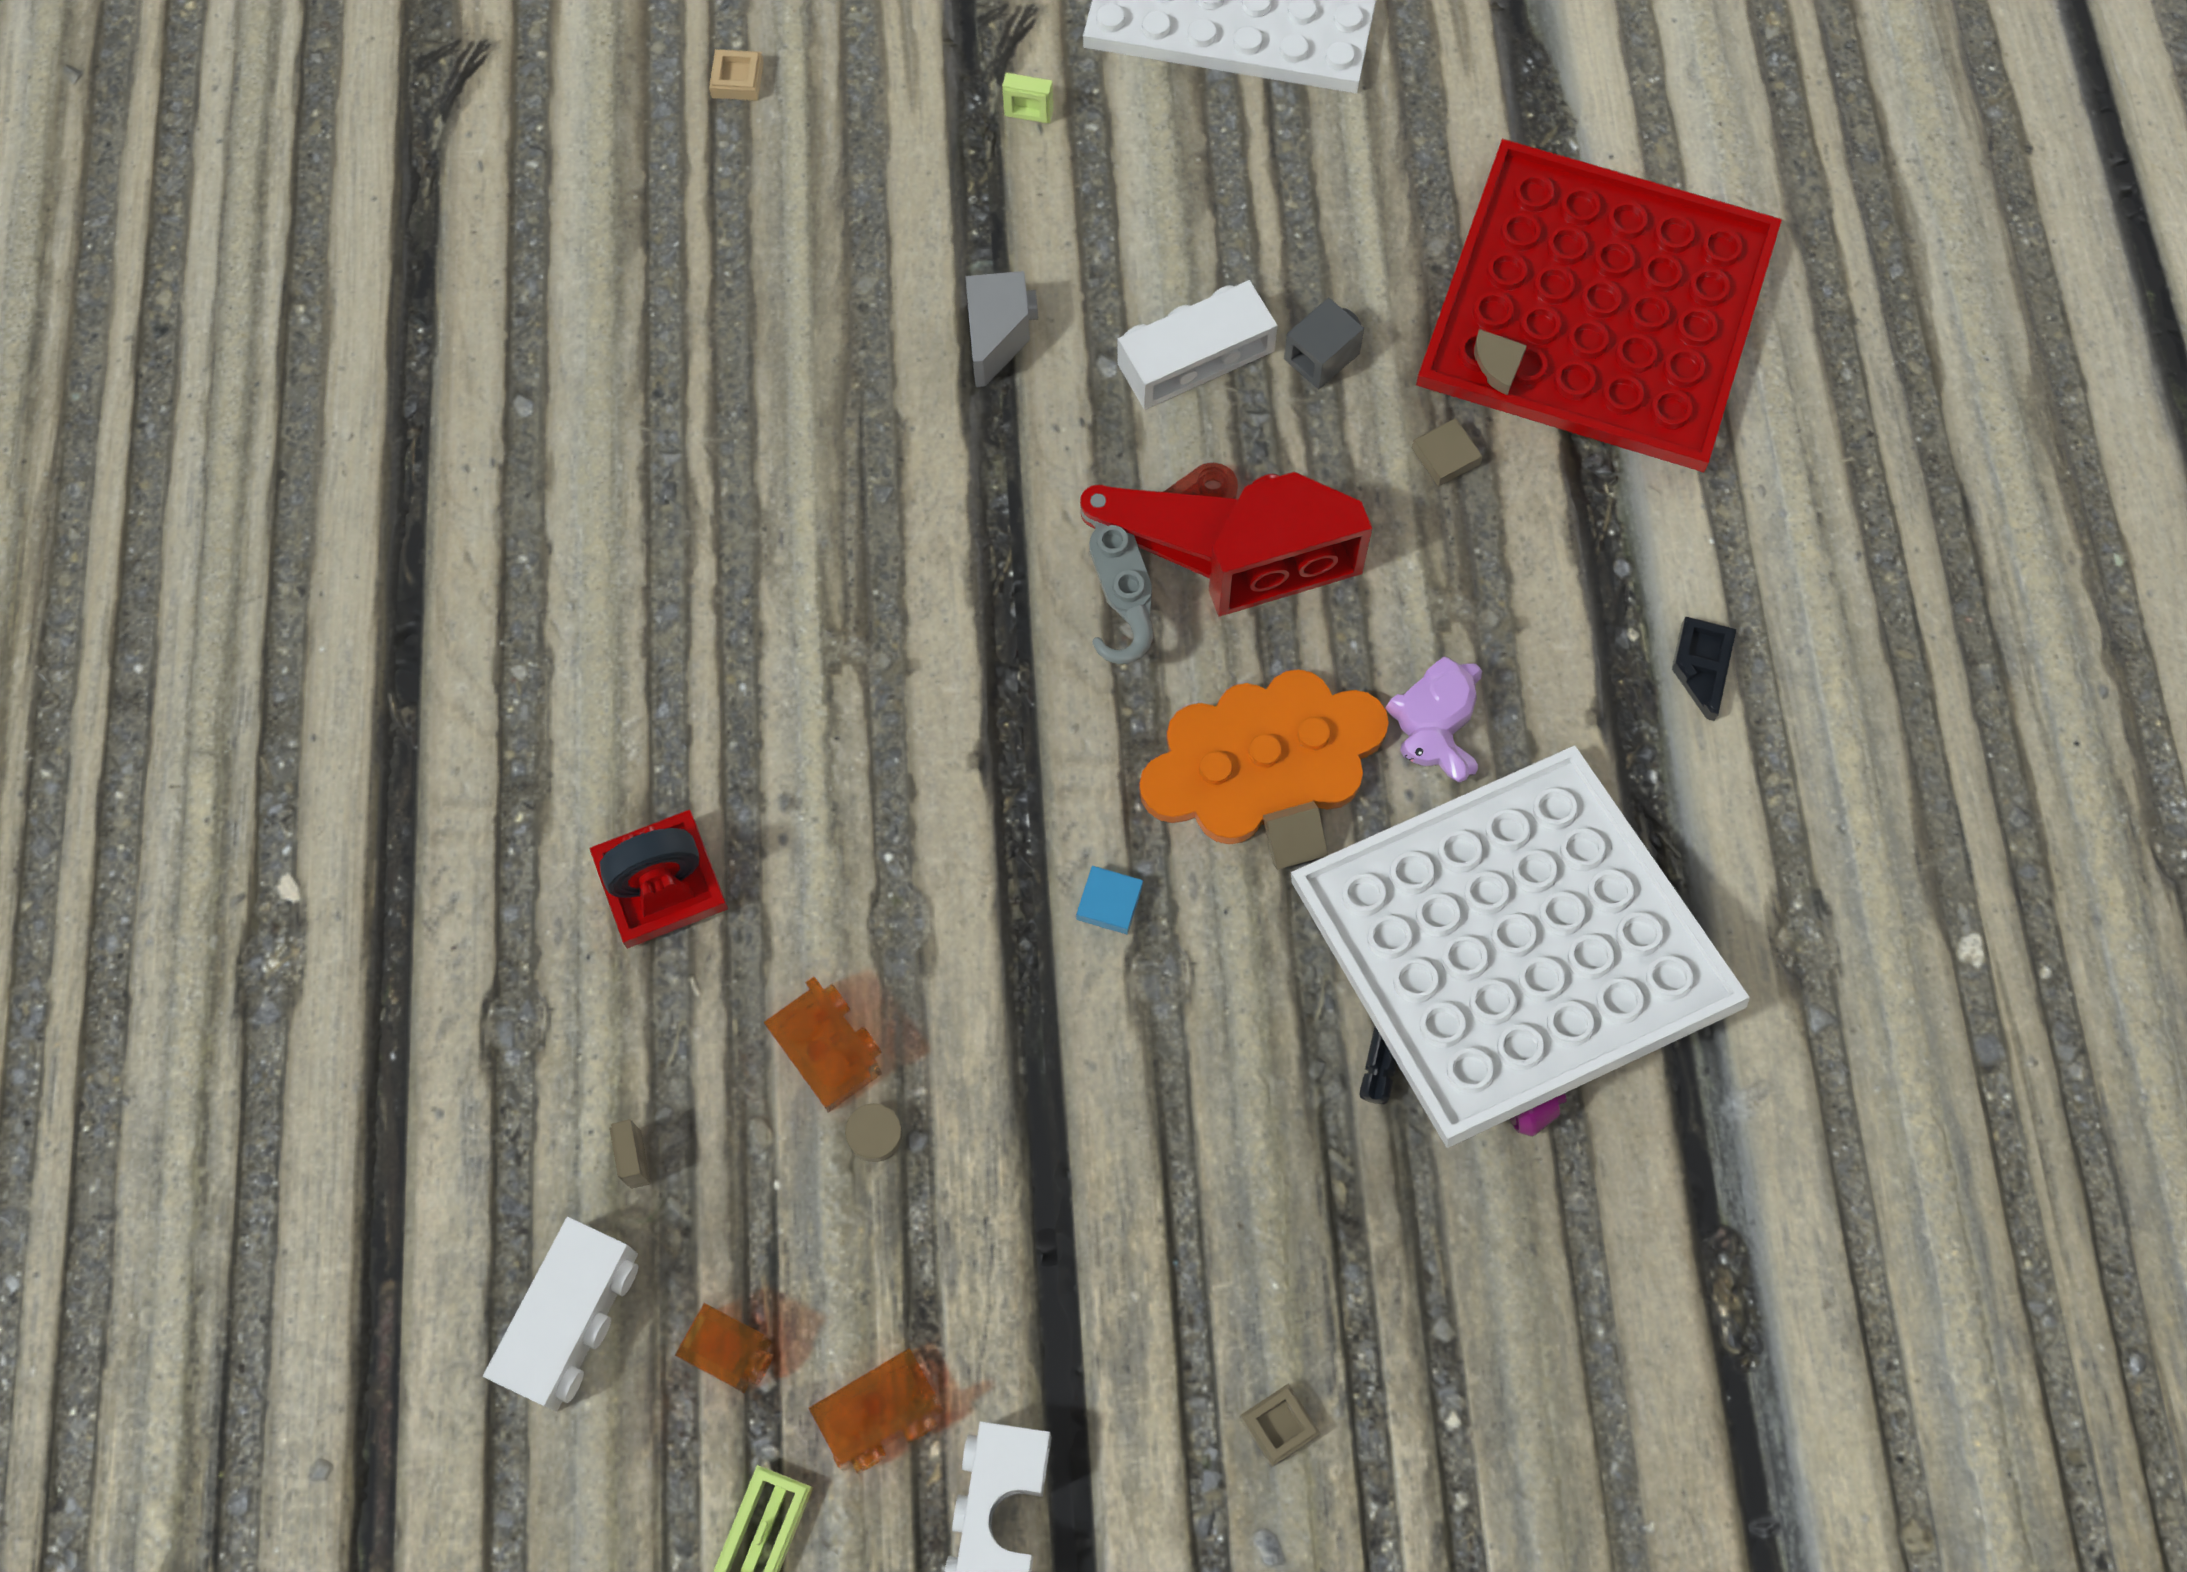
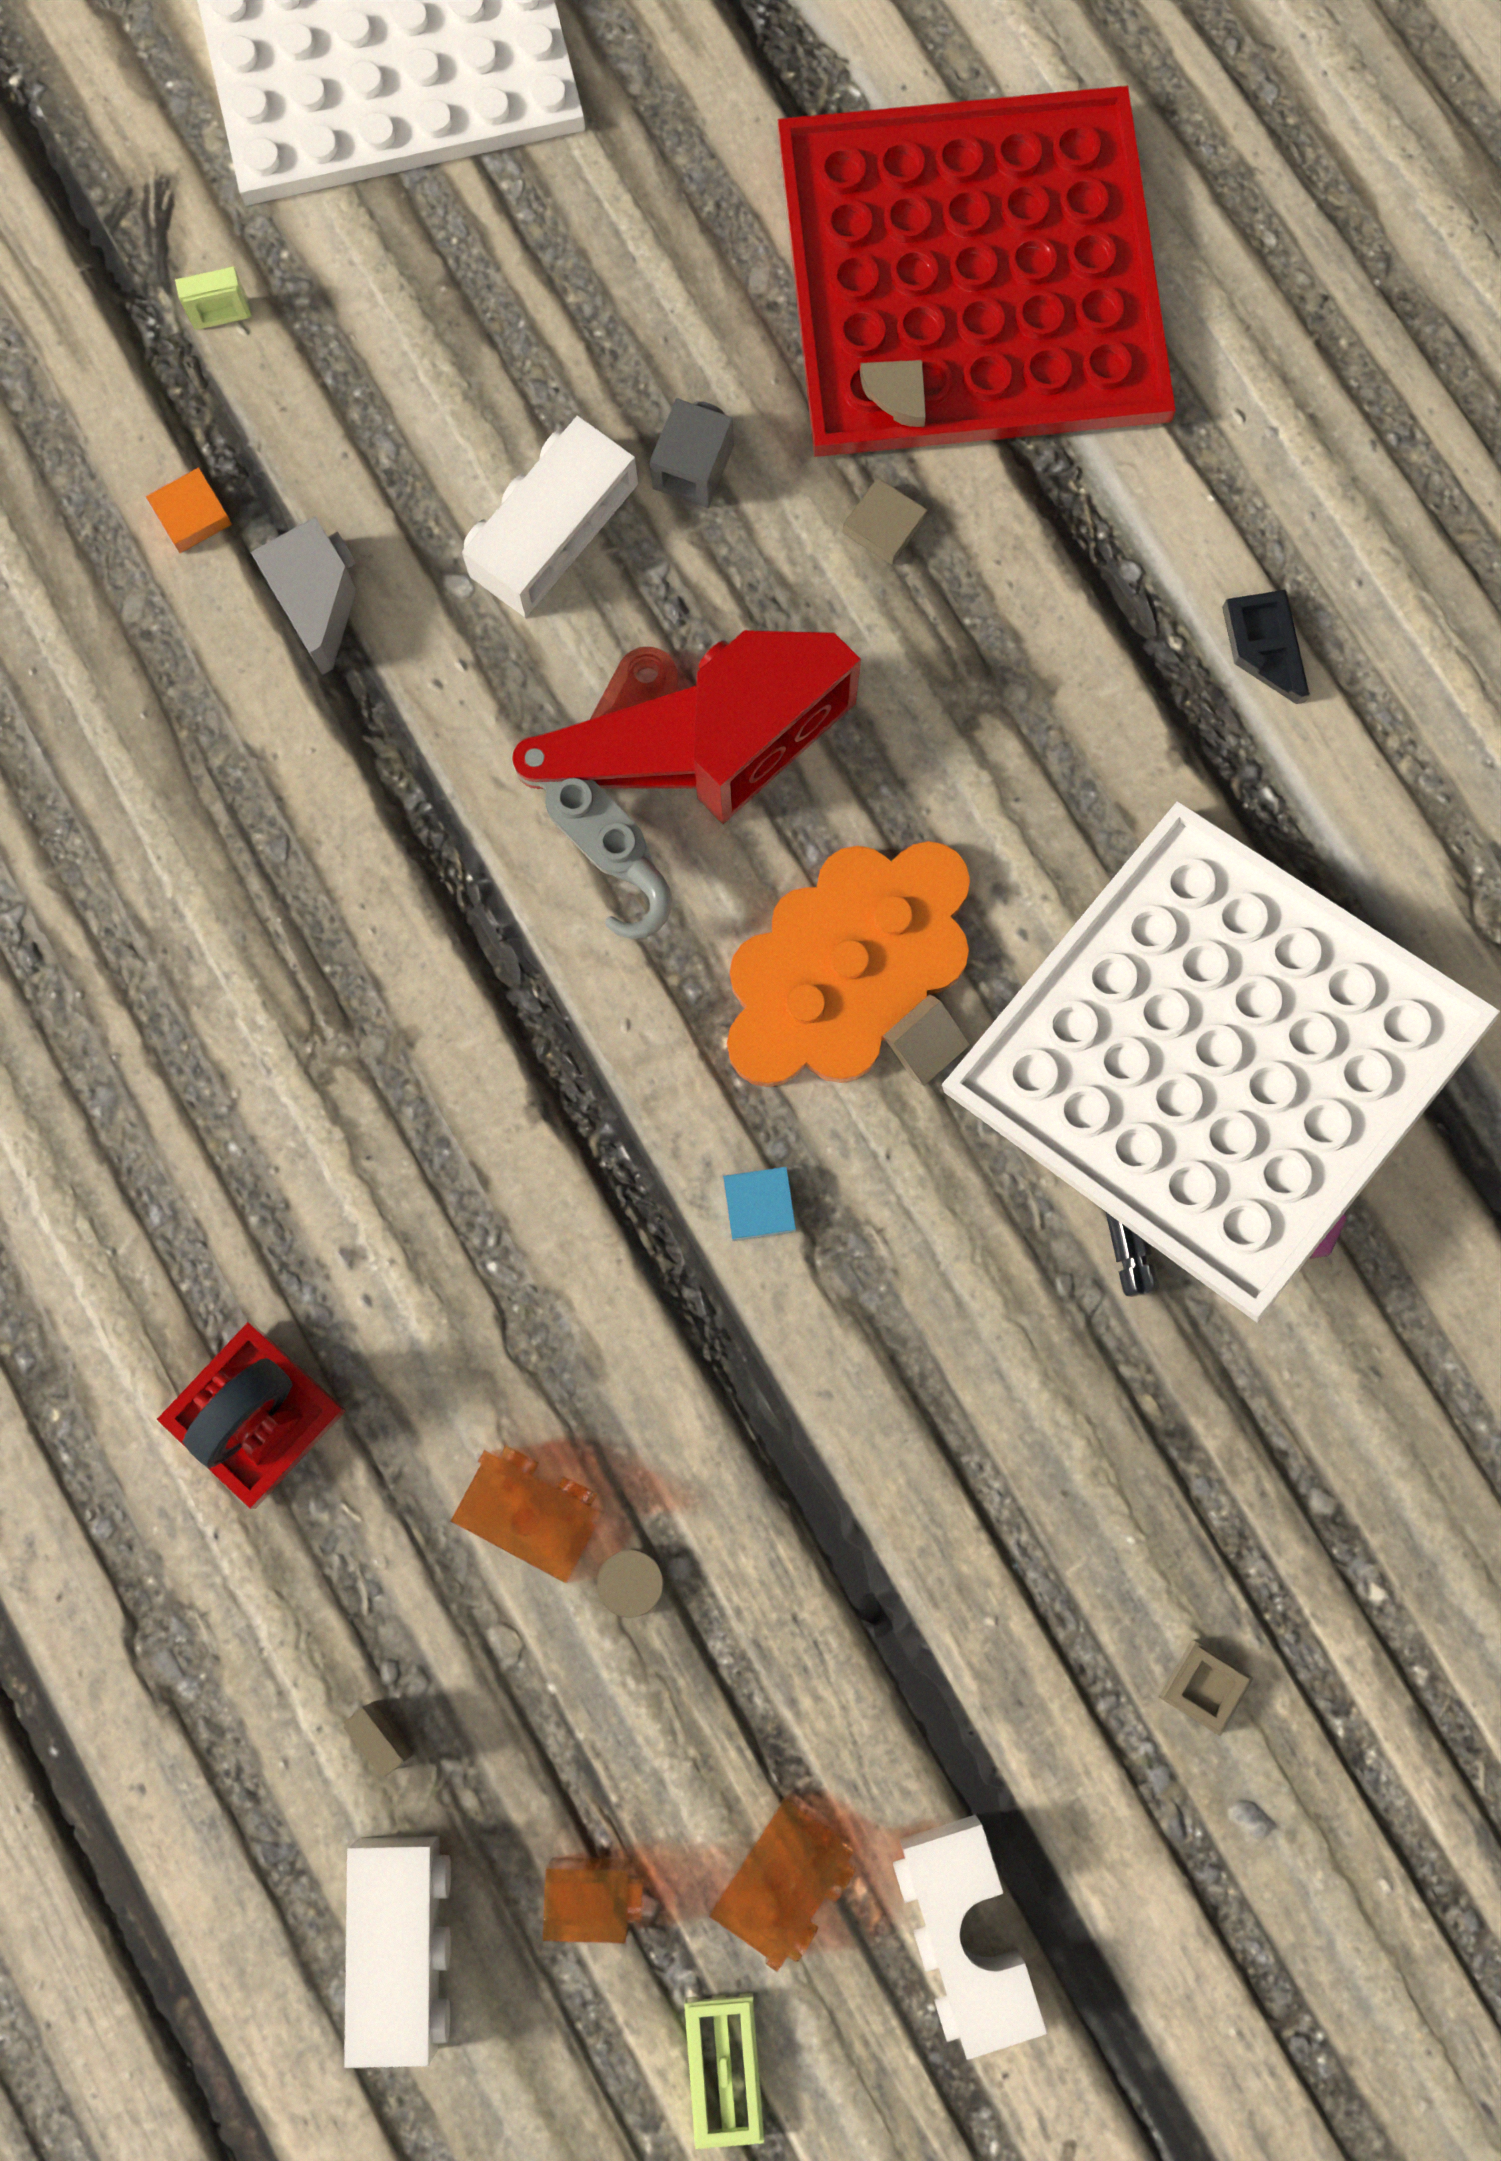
camera: 25 degrees left, 10 degrees up
(937, 234) = (188, 510): none -> orange tile
(1434, 712) = (1011, 834): lavender animal -> none

